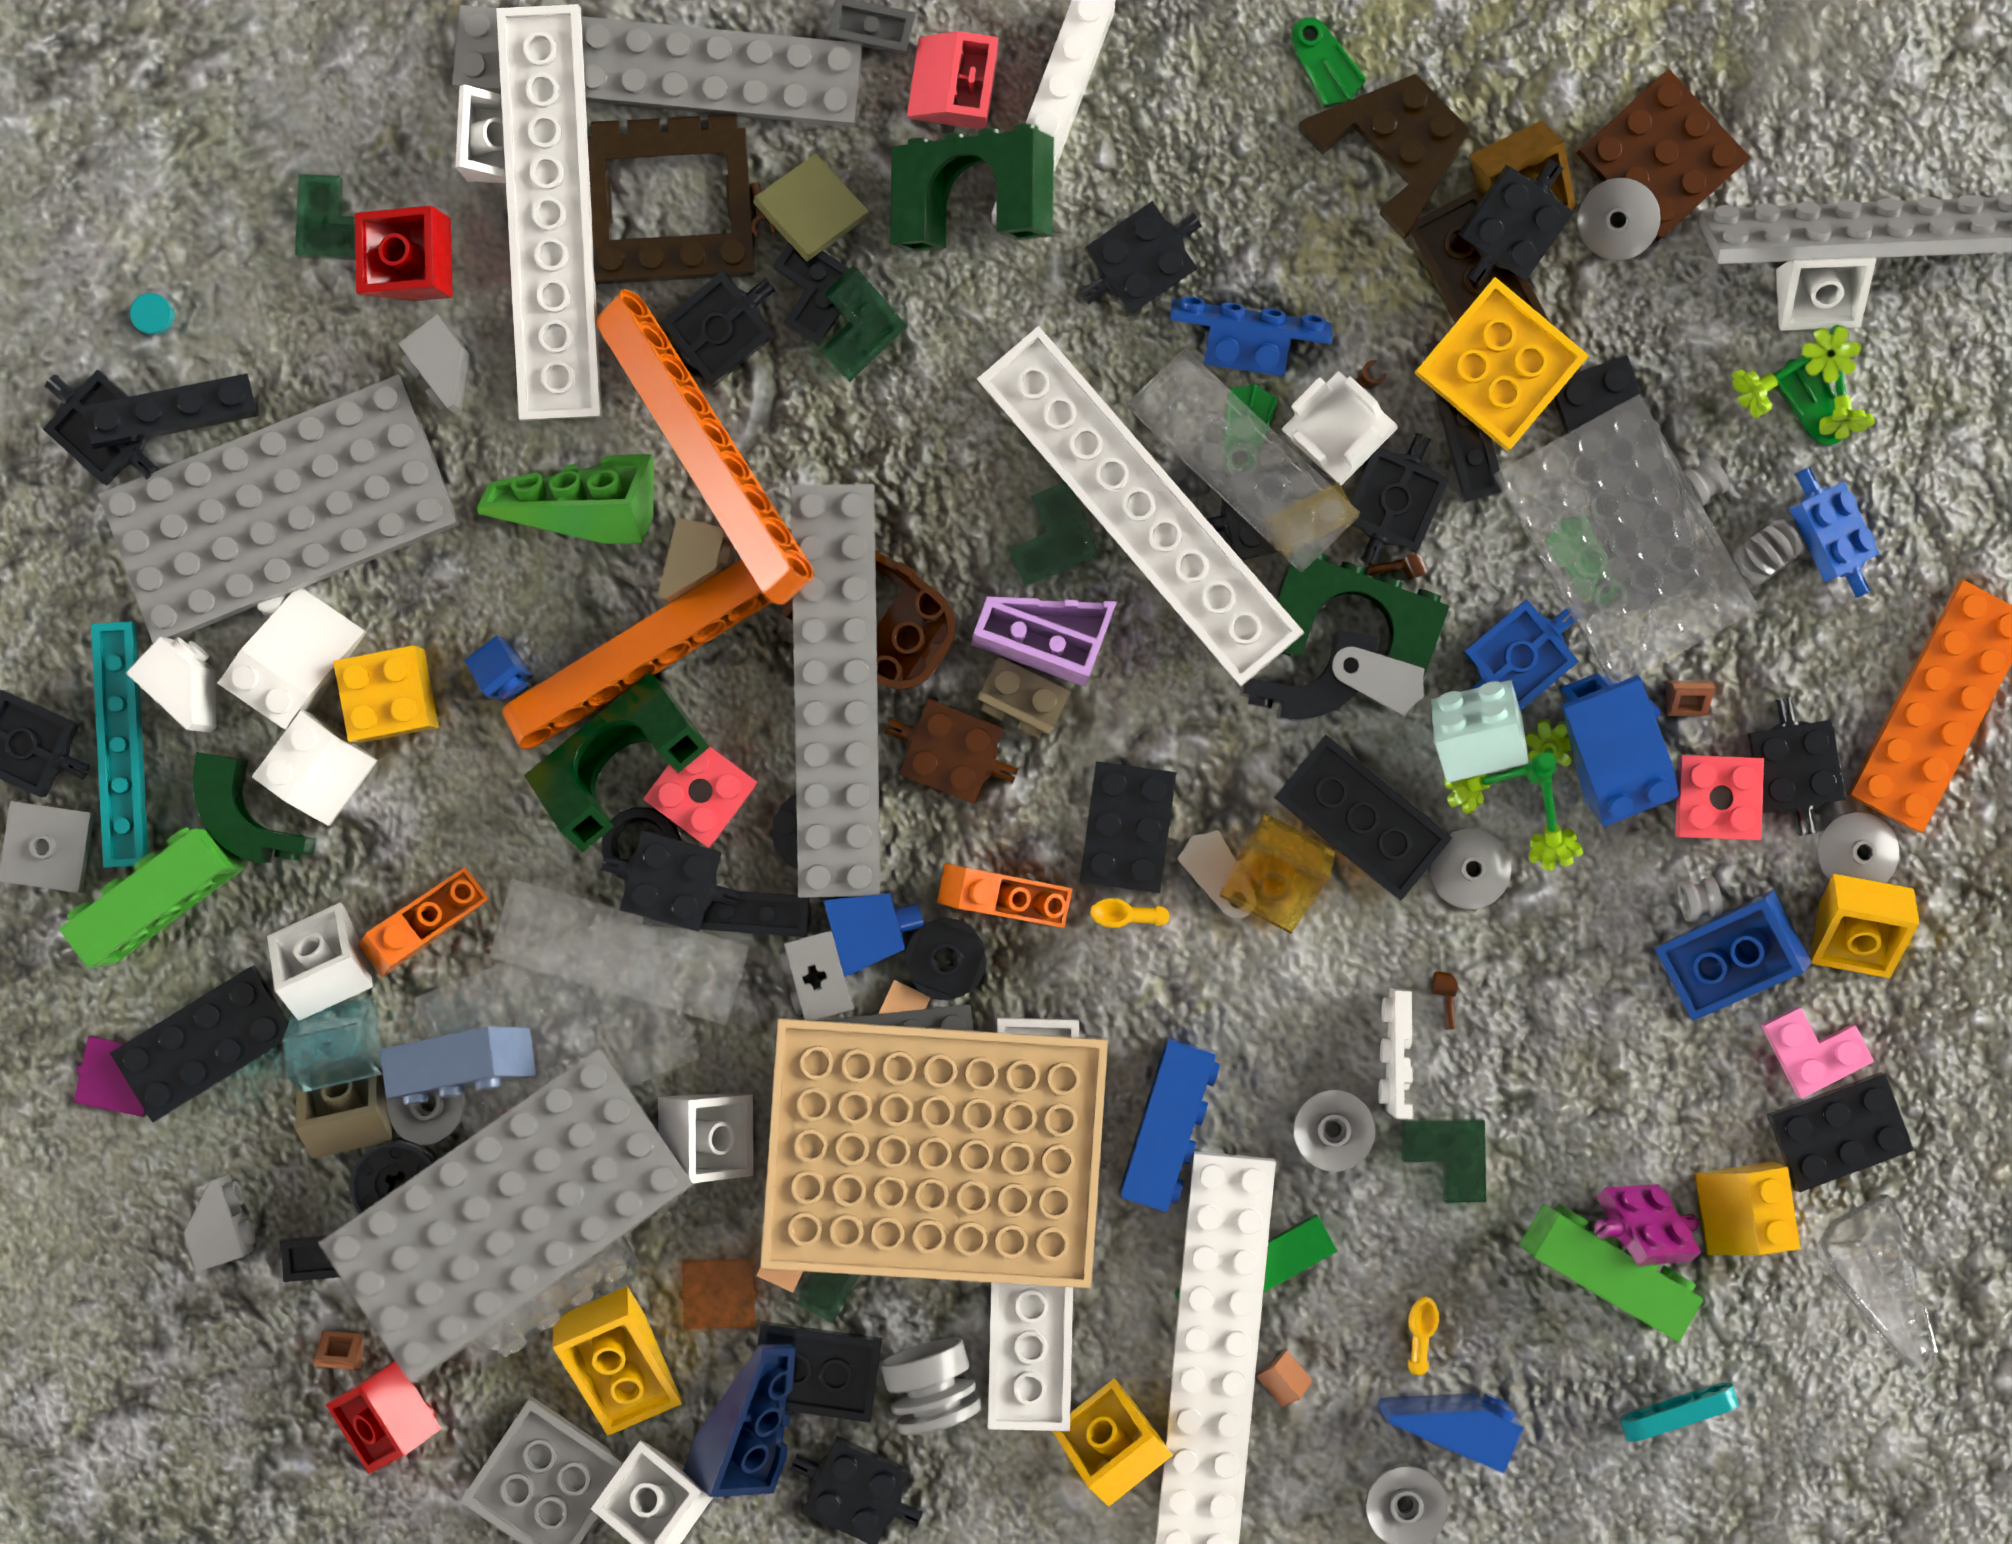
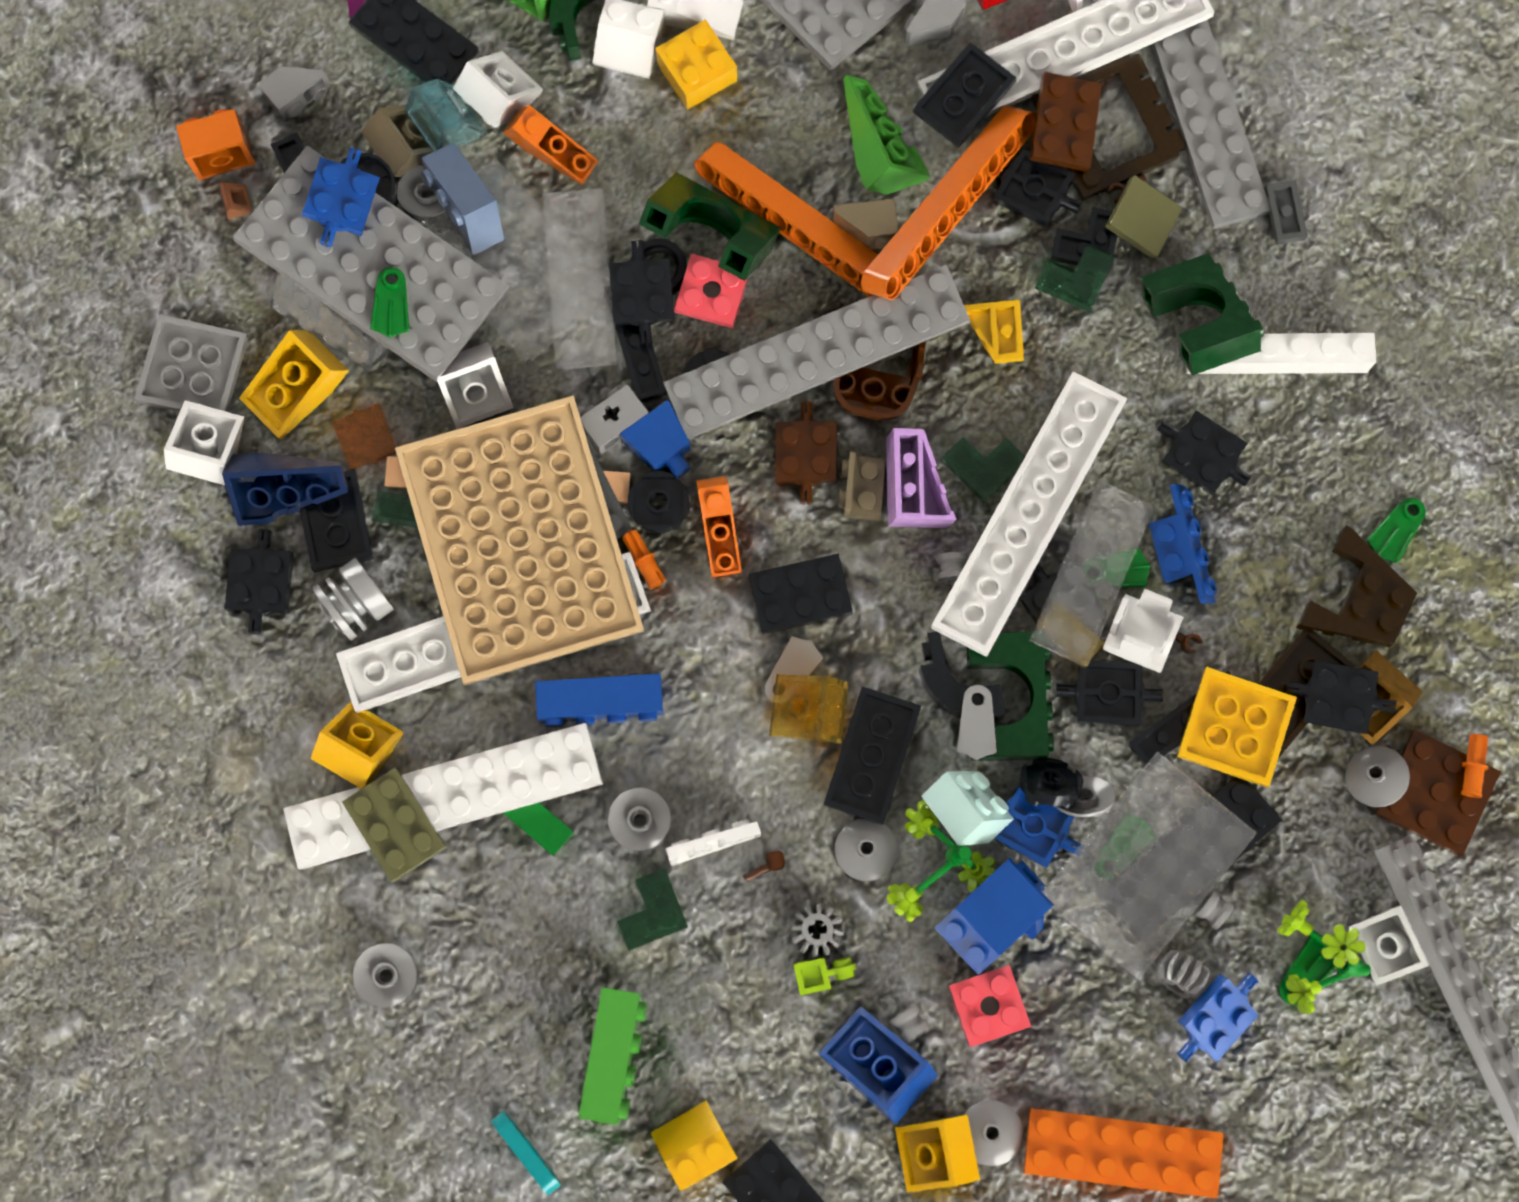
camera: 70 degrees right, 10 degrees down
(258, 1354) = (215, 144): none -> orange brick
(383, 1417) = (200, 243): red slope -> none
(408, 1226) = (340, 197): none -> blue plate
(499, 670) = (742, 129): blue slope -> none
(564, 368) = (964, 94): none -> black plate
(576, 1211) = (390, 304): none -> green piece
(650, 254) = (1065, 121): none -> reddish brown plate
(885, 449) = (999, 329): none -> yellow wing
(954, 79) = (1273, 280): coral slope -> none
(1011, 1004) = (644, 559): none -> orange axle
(1118, 913) = (736, 609): yellow piece -> none
(1167, 628) = (951, 566): none -> light grey wheel
(1232, 1433) = (394, 824): none -> olive plate
(1285, 1379) = (451, 856): nougat slope -> none
(1412, 565) = (1068, 723): reddish brown hand -> none
(1423, 1323) = (522, 939): yellow piece -> none
(1460, 1422) = (459, 992): blue slope -> none
(1500, 581) = (1095, 798): none -> light grey dish
(1500, 626) = (1061, 792): none -> black plate
(1561, 959) = (824, 937): none -> light grey gear
(1599, 990) = (814, 975): none -> lime plate
(1647, 1224) = (656, 1068): magenta plate -> none
(1655, 97) = (1475, 765): none -> orange axle
(1688, 697) = (1052, 960): nougat slope -> none
(1799, 765) = (1035, 1060): black plate -> none
(1812, 1062) = (821, 1157): bright pink plate -> none

